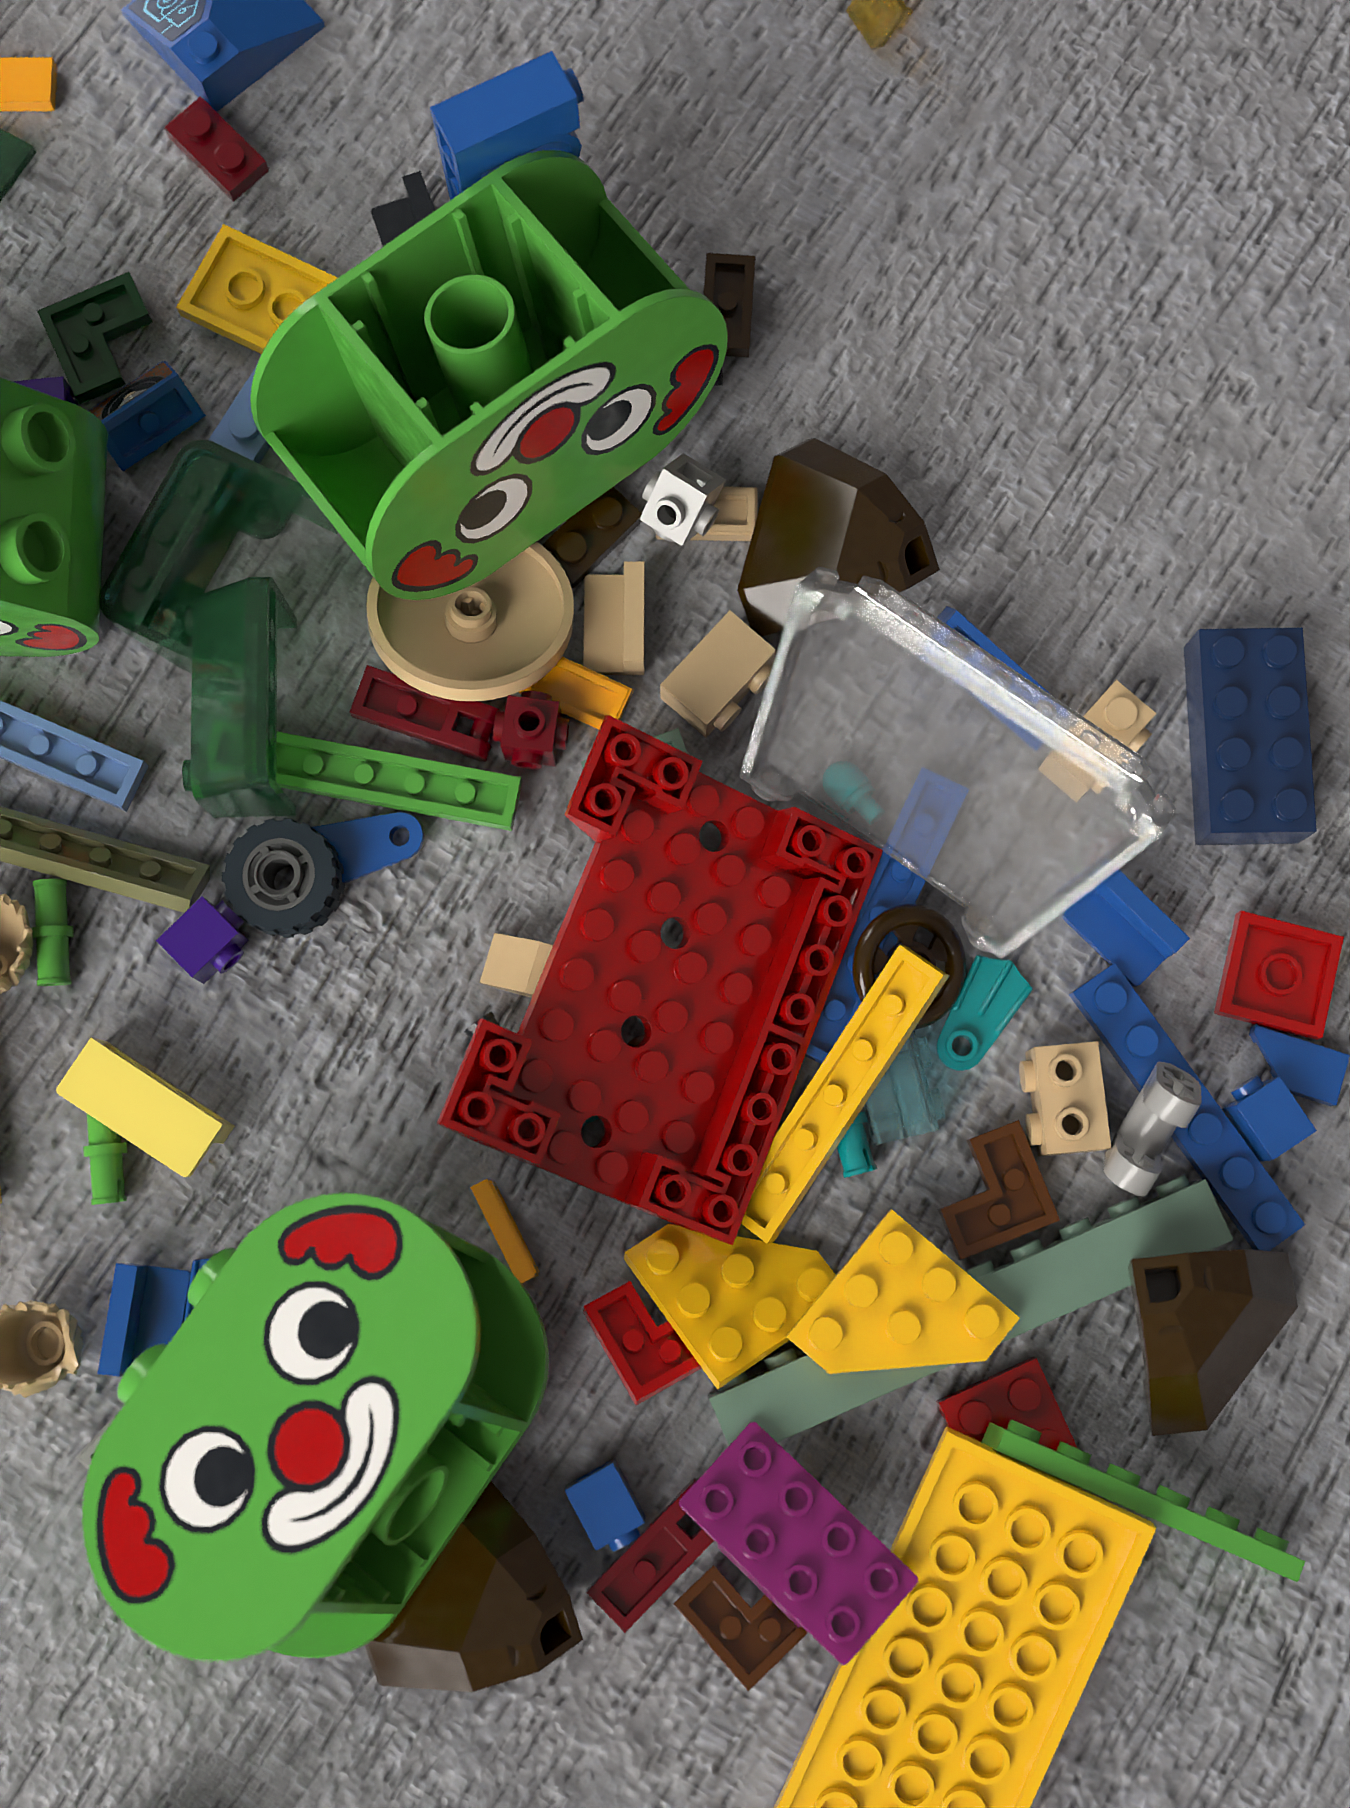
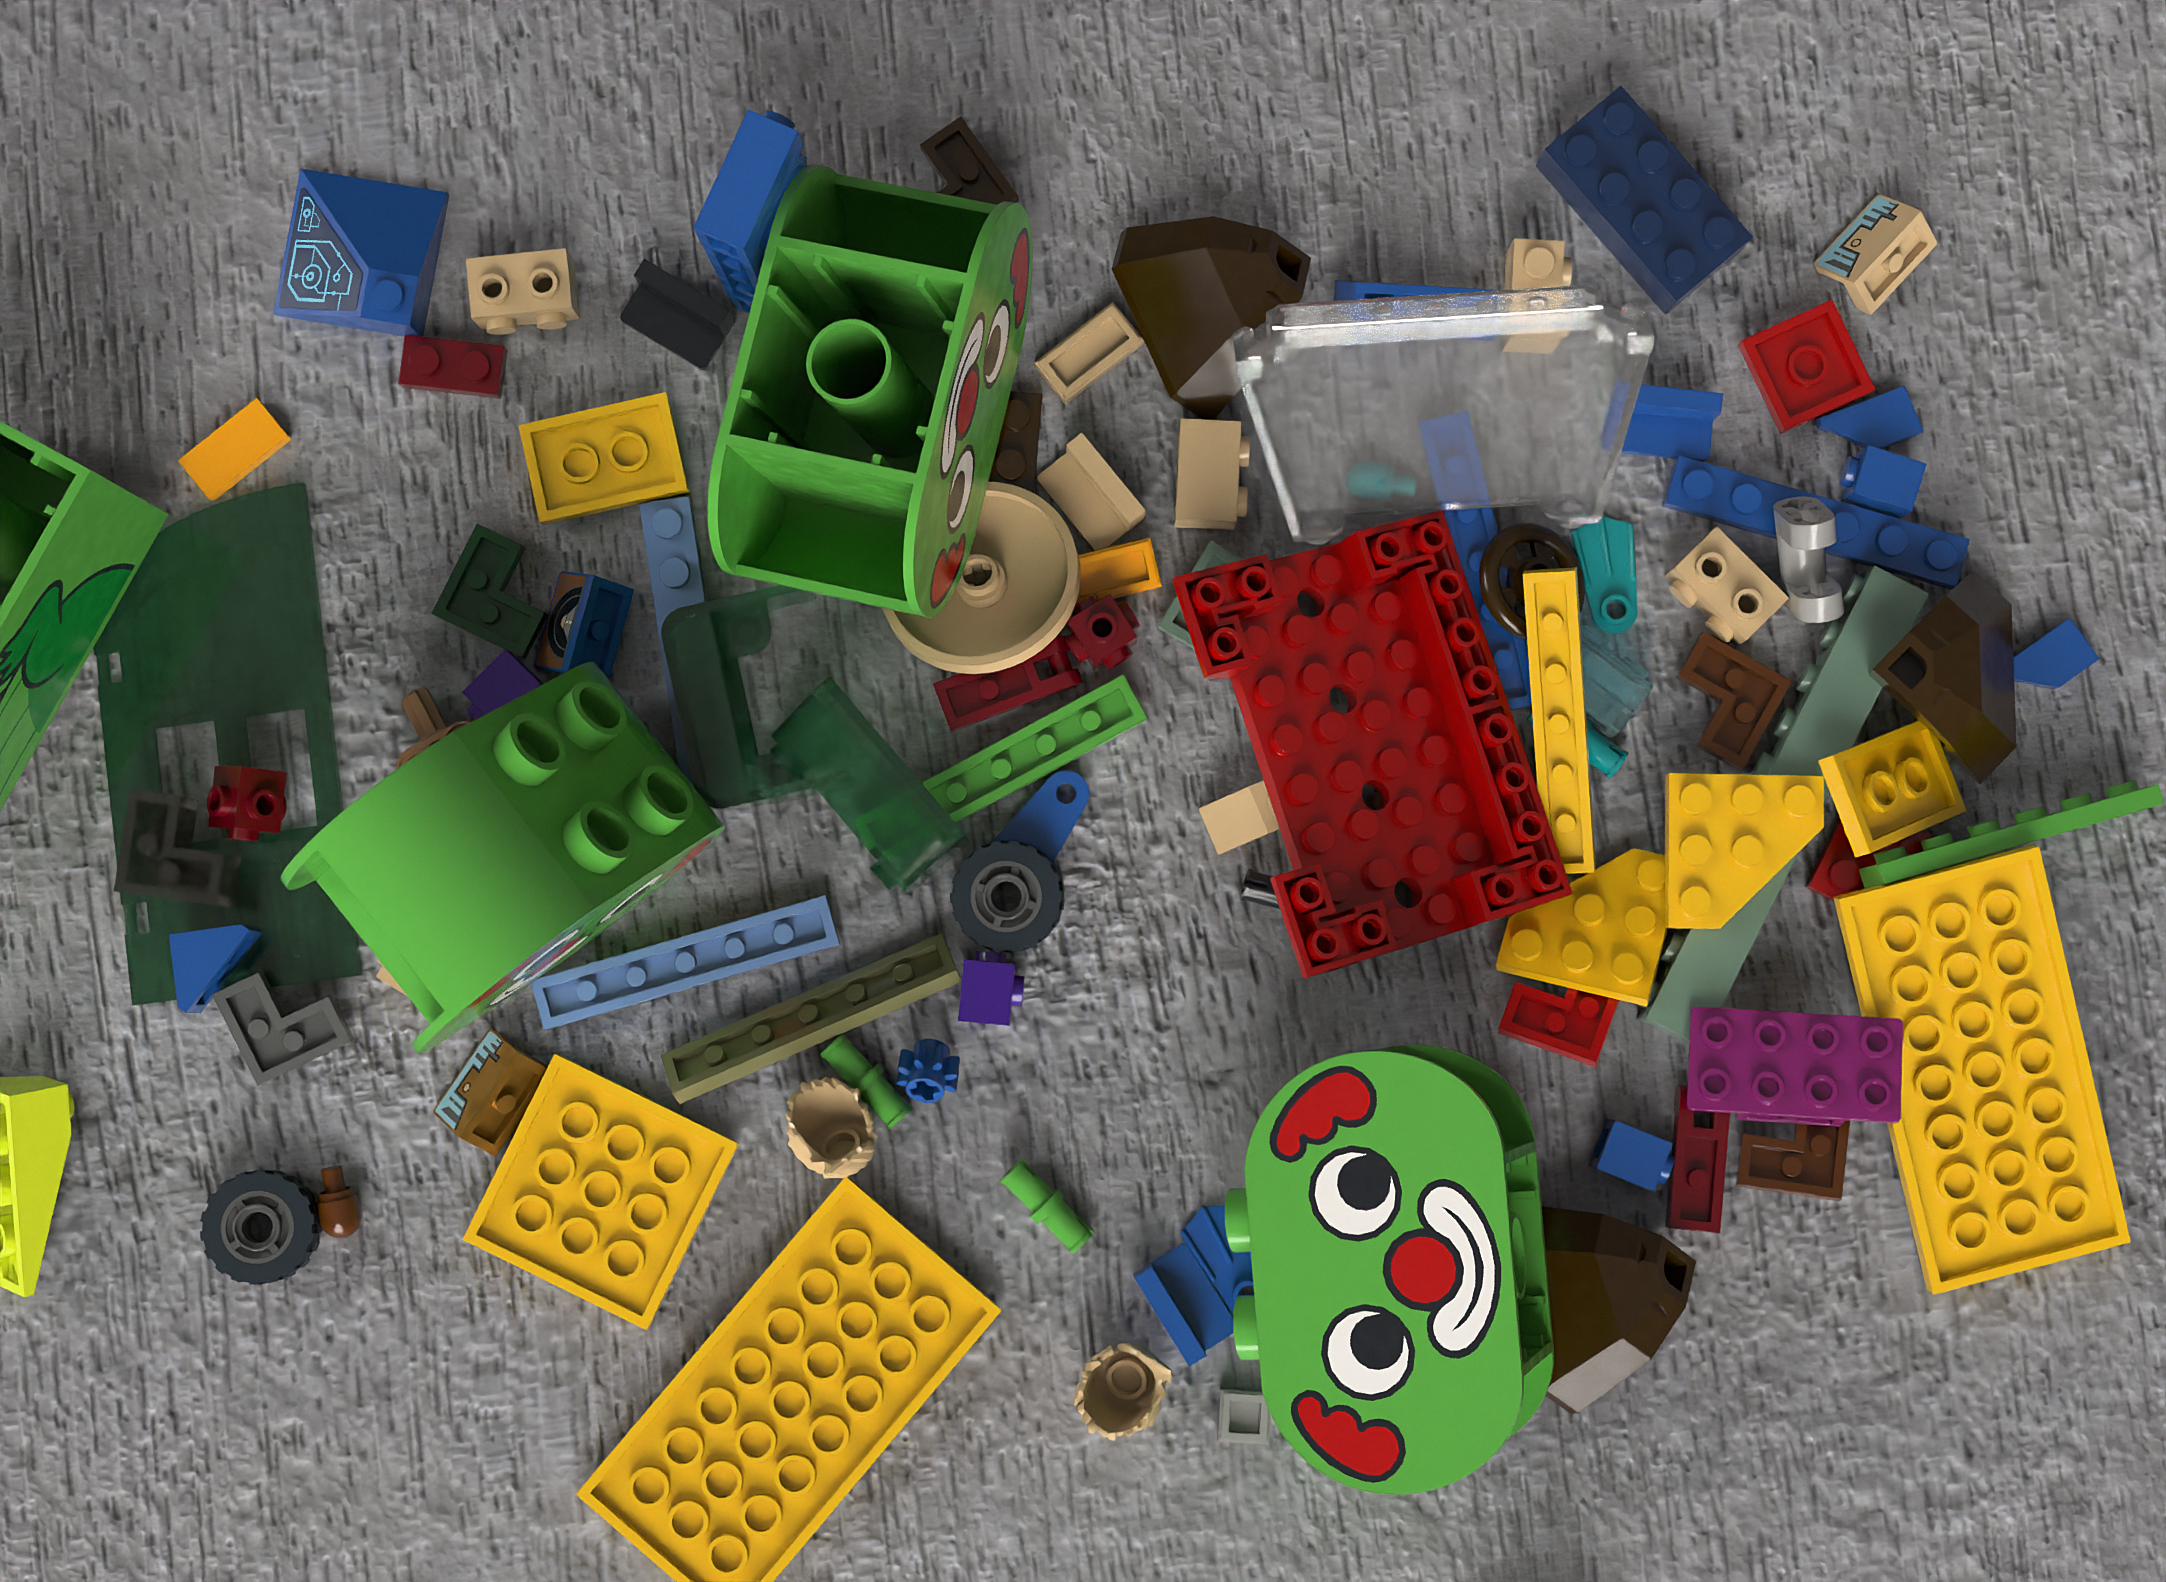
camera: 40 degrees left, 5 degrees up
(103, 963) = (928, 1070): none -> blue gear
(142, 1107) = (1052, 1151): light yellow panel -> none
(314, 129) = (523, 290): none -> tan brick
(505, 1230) = (1395, 1020): light orange tile -> none
(682, 500) = (1073, 361): light grey brick -> none
(1071, 1375) = (1891, 787): none -> yellow plate
(1300, 1381) = (2054, 657): none -> blue tile

